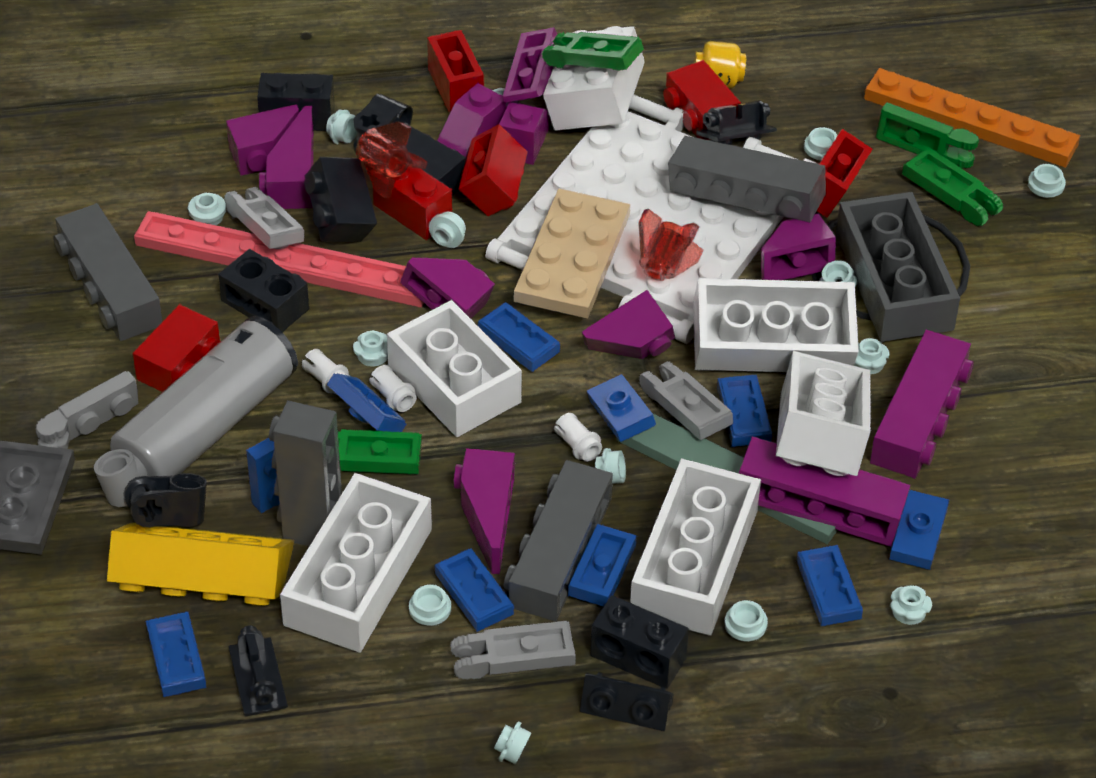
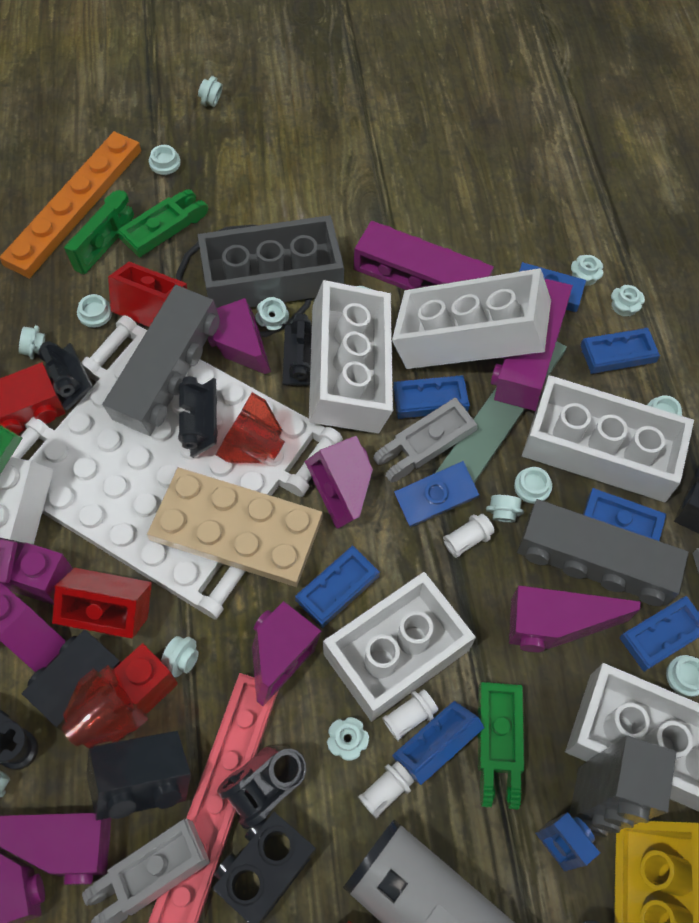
camera: 90 degrees left, 15 degrees up
(330, 279) = (255, 788): none -> black piece
(641, 494) = (533, 484): none -> light aqua plate
(703, 207) = (199, 427): none -> black hinge
(779, 102) = (30, 341): none -> light aqua plate
(950, 575) = (587, 268): none -> light aqua plate

